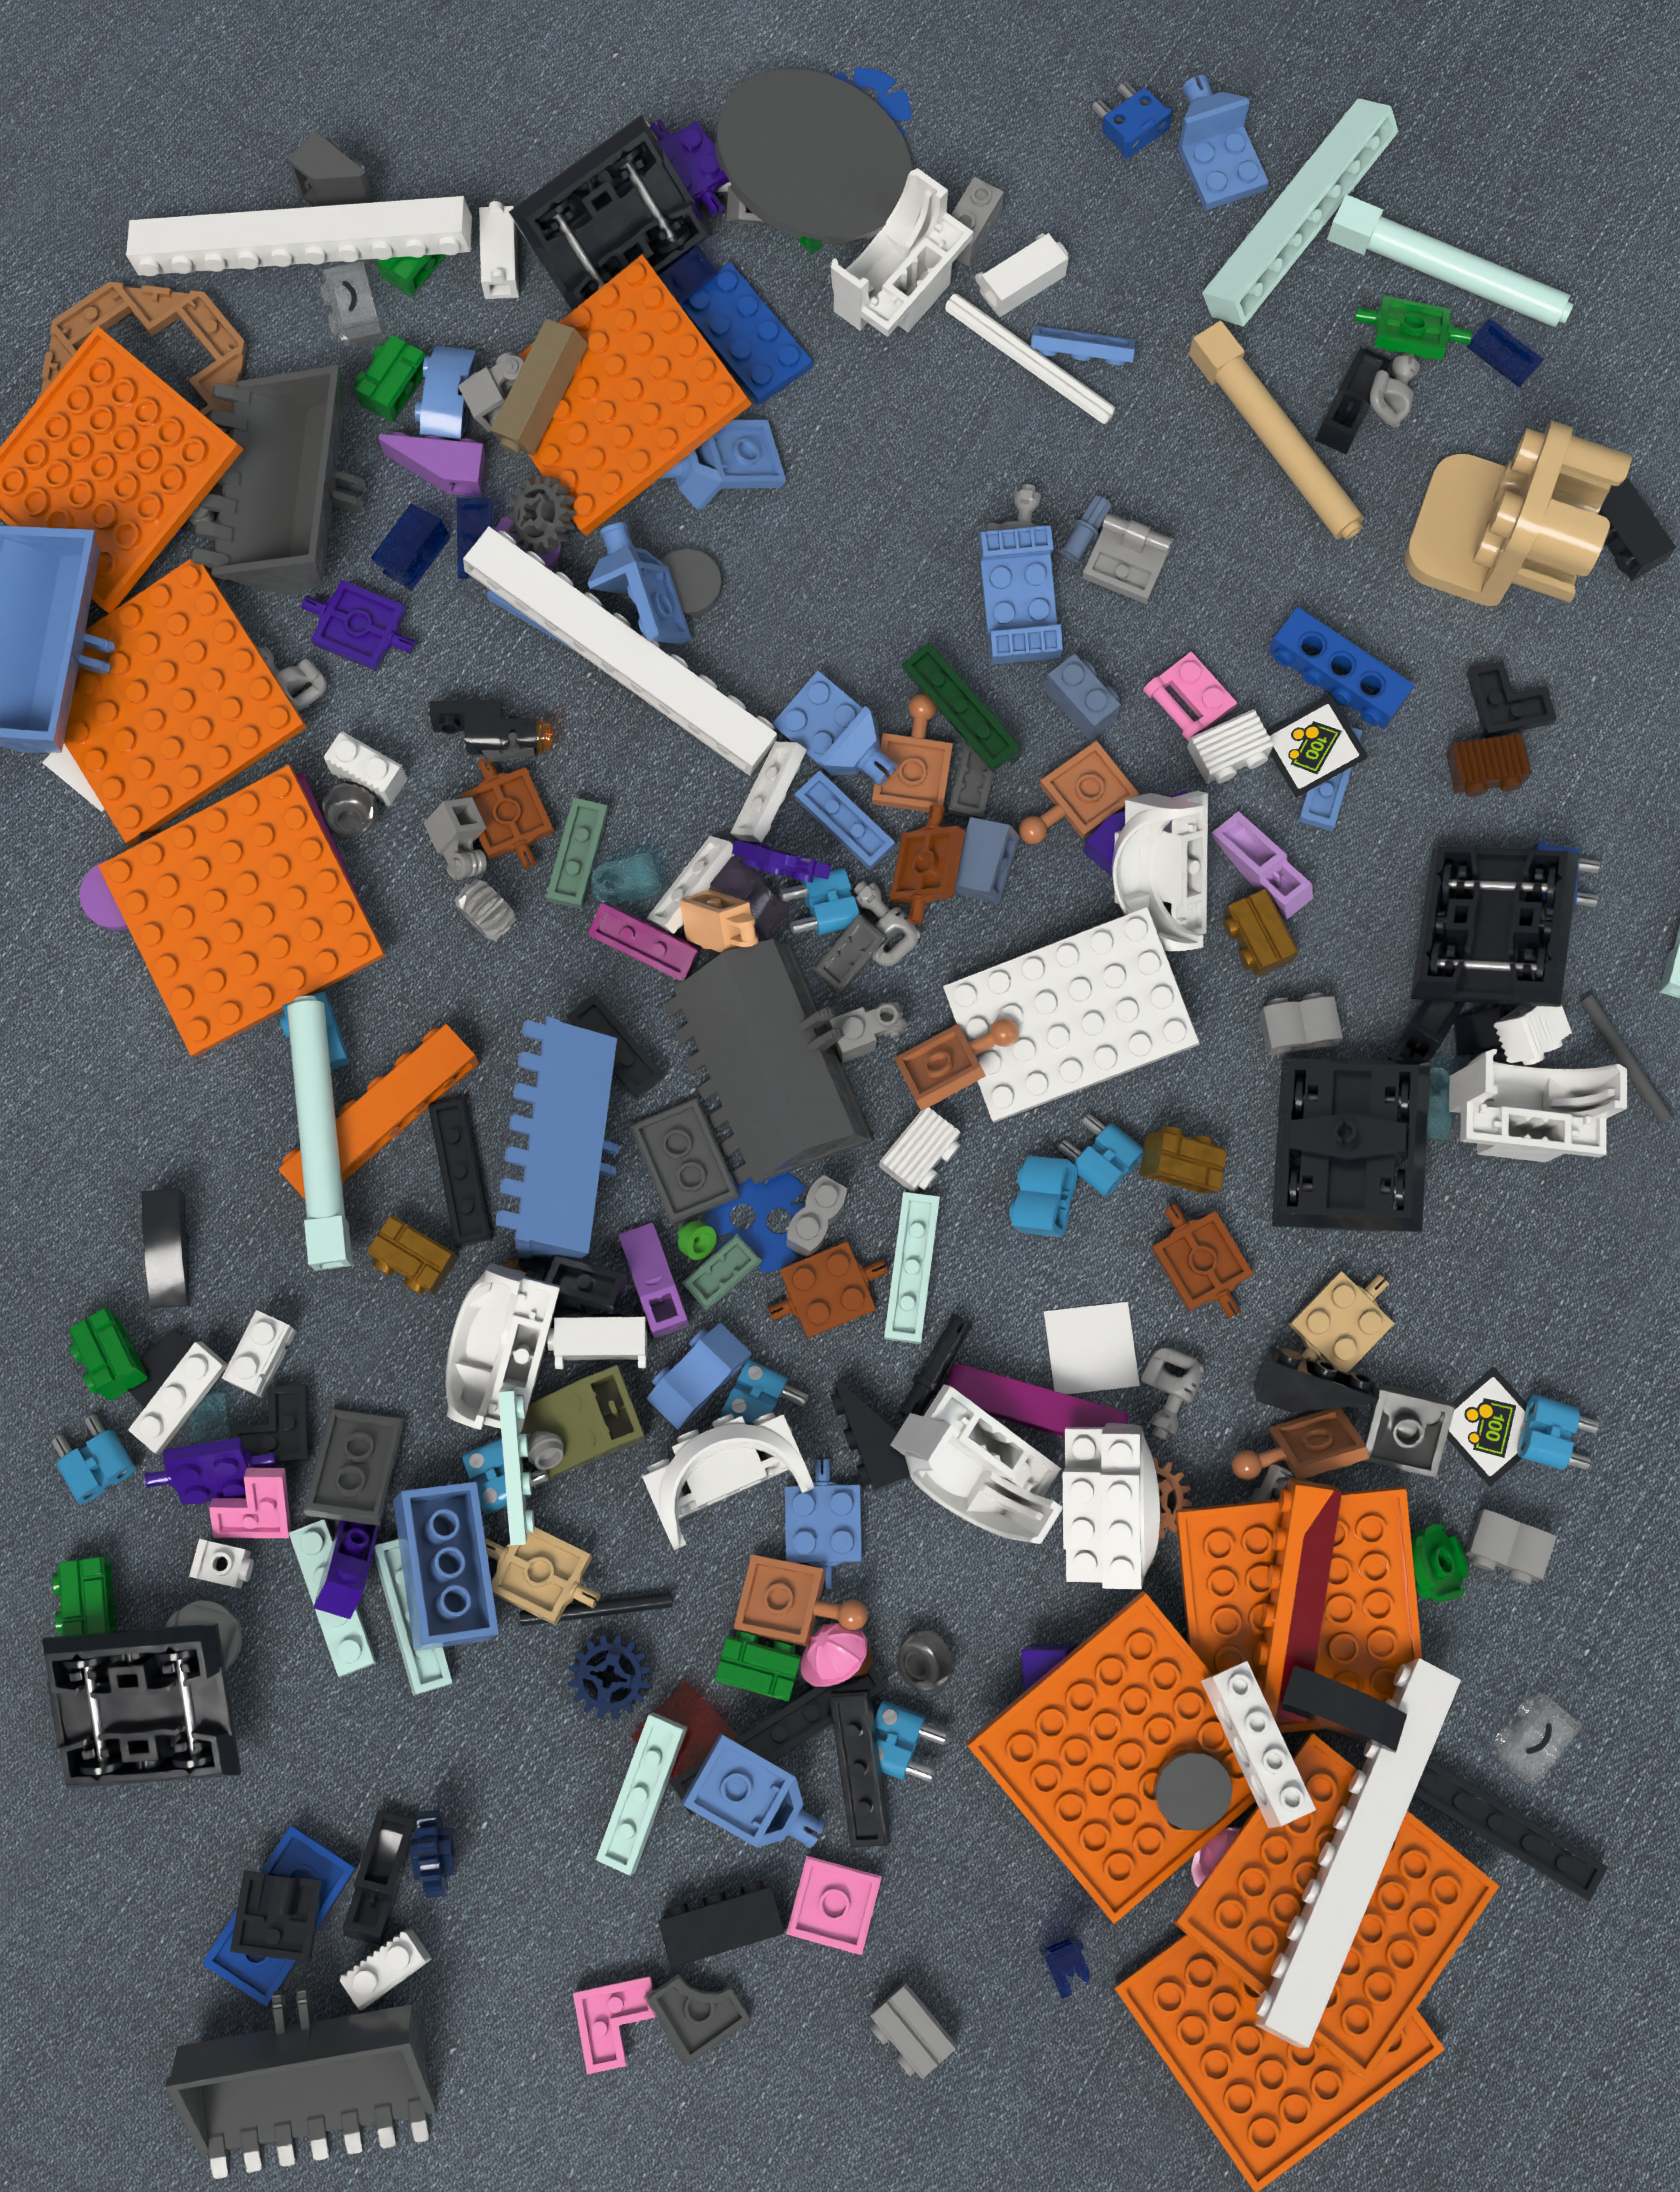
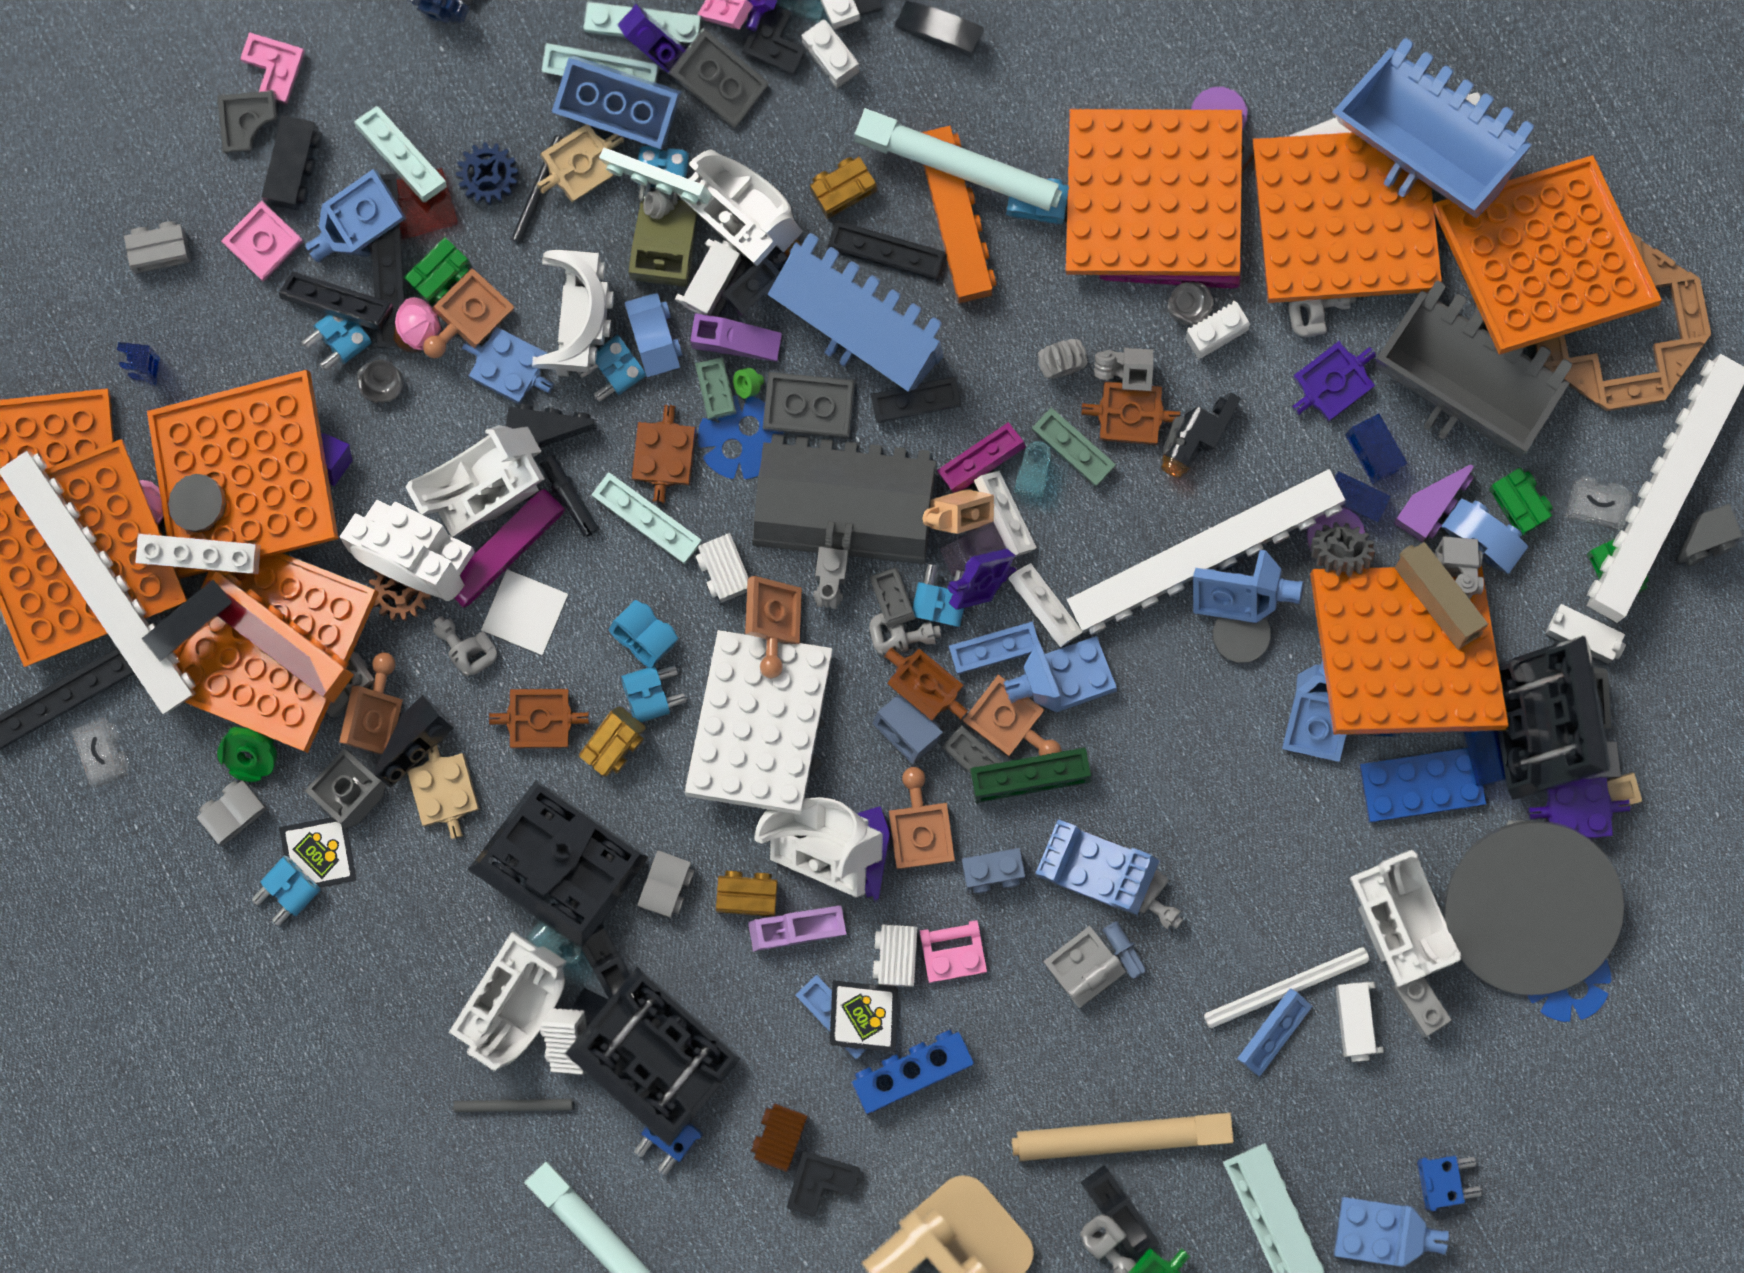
camera: 125 degrees right, 5 degrees up
(821, 1209) = (713, 465): light grey brick -> none

